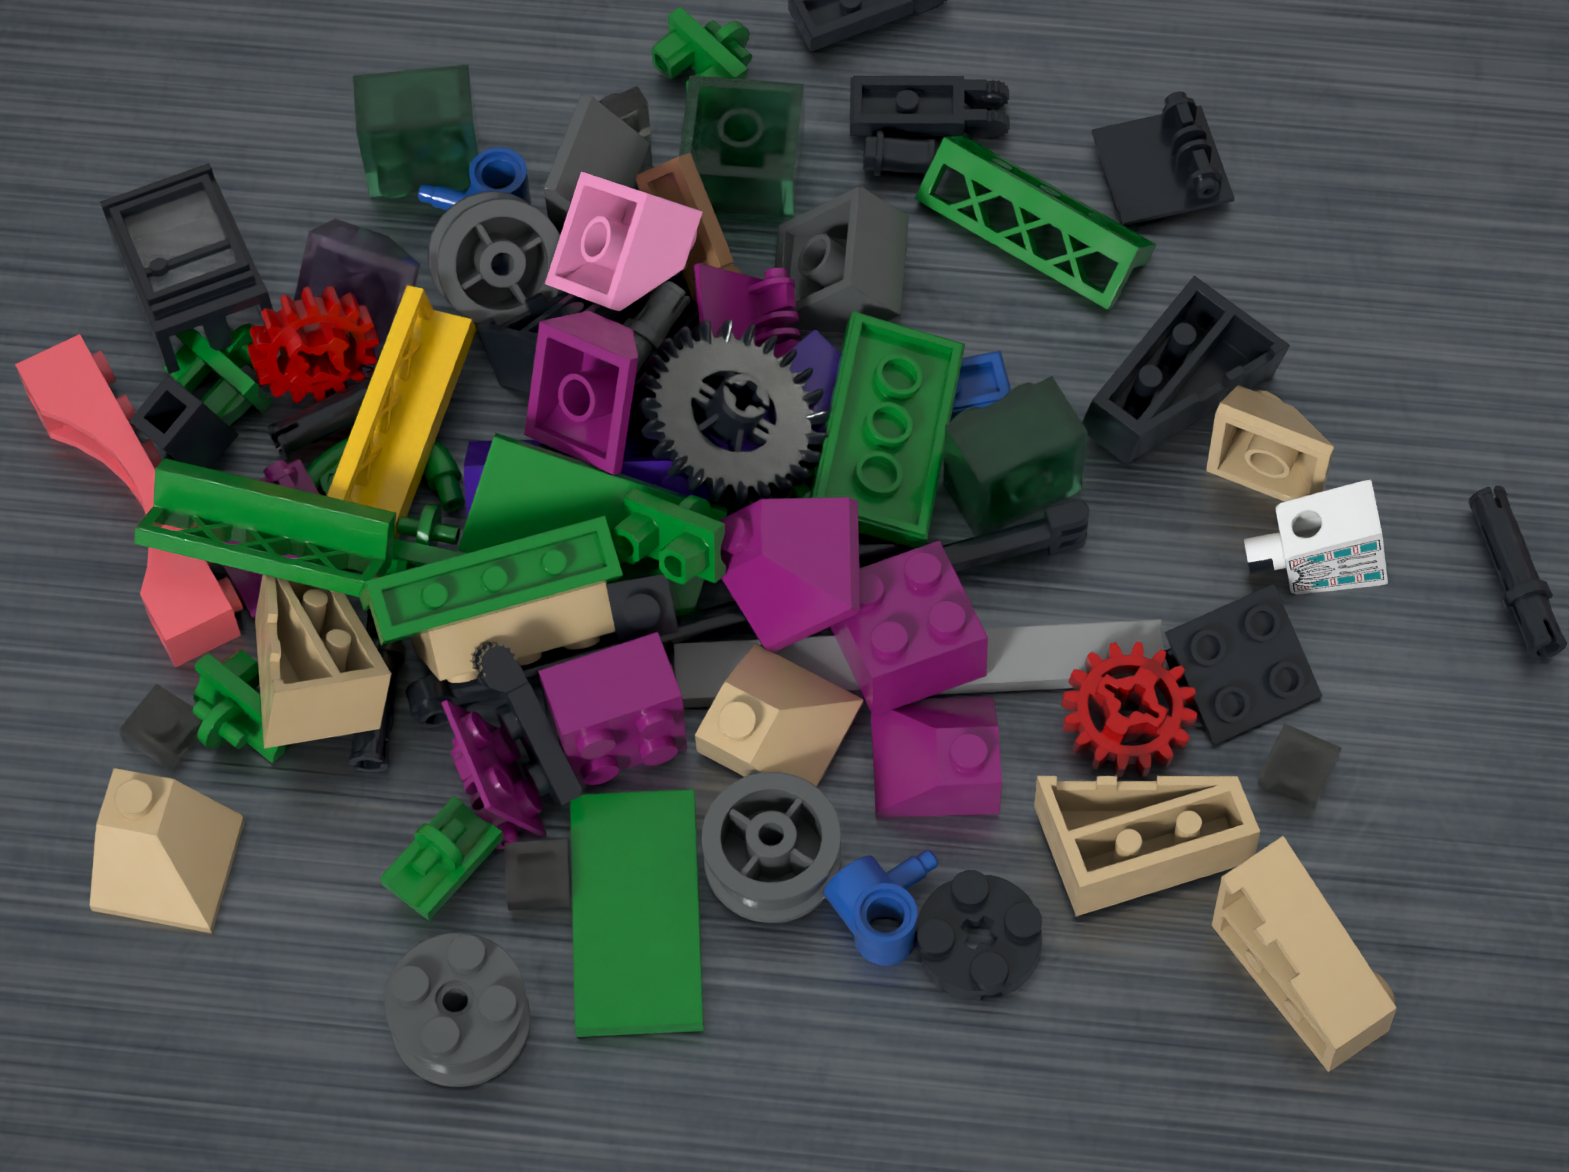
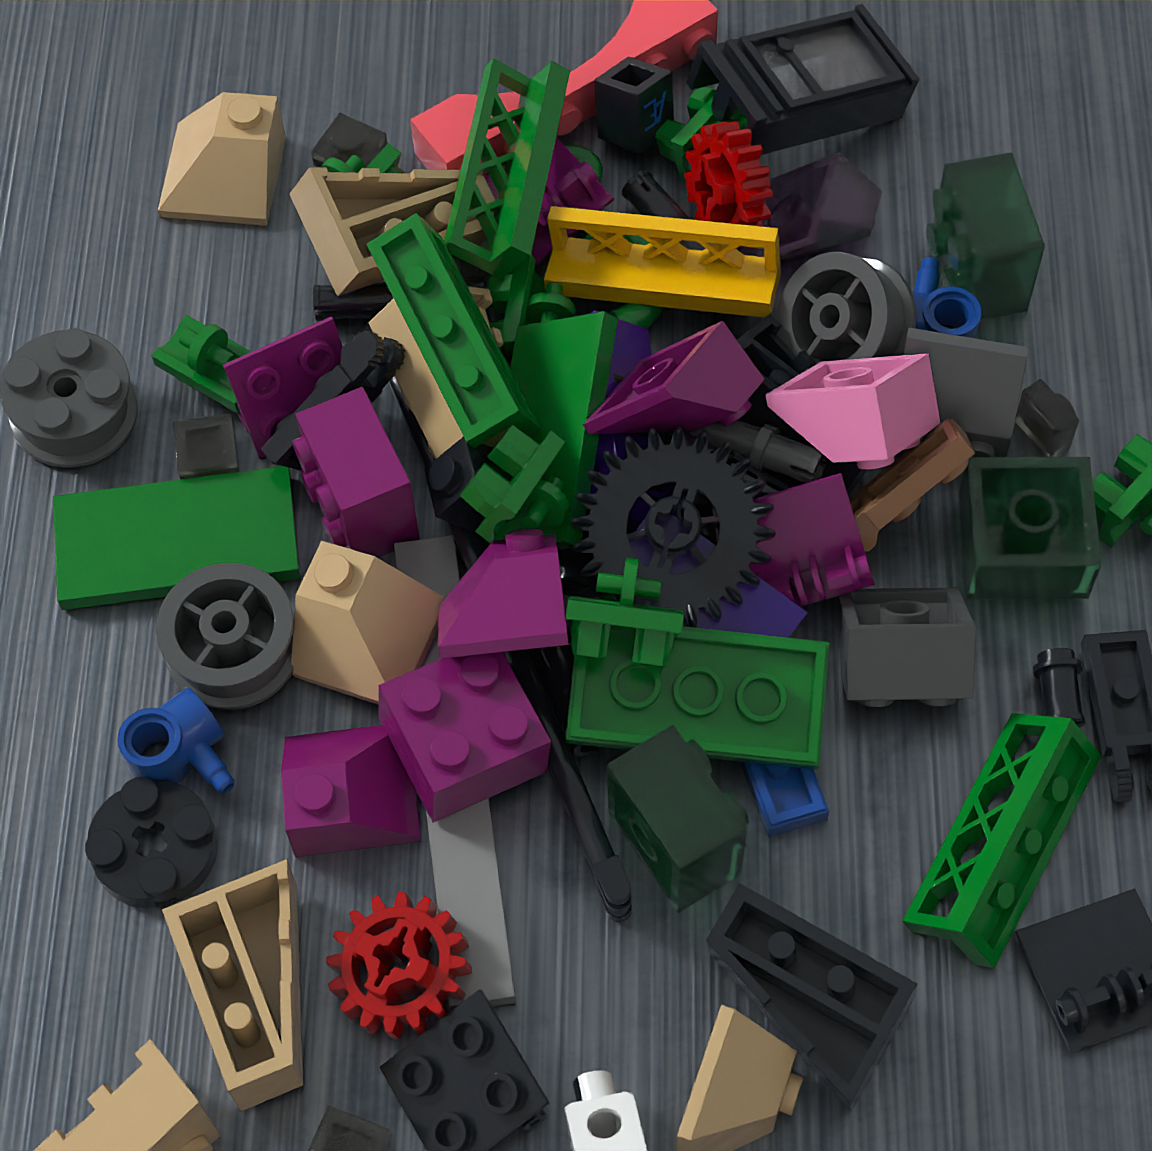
camera: 85 degrees right, 0 degrees up
(822, 447) = (653, 624): none -> green hips

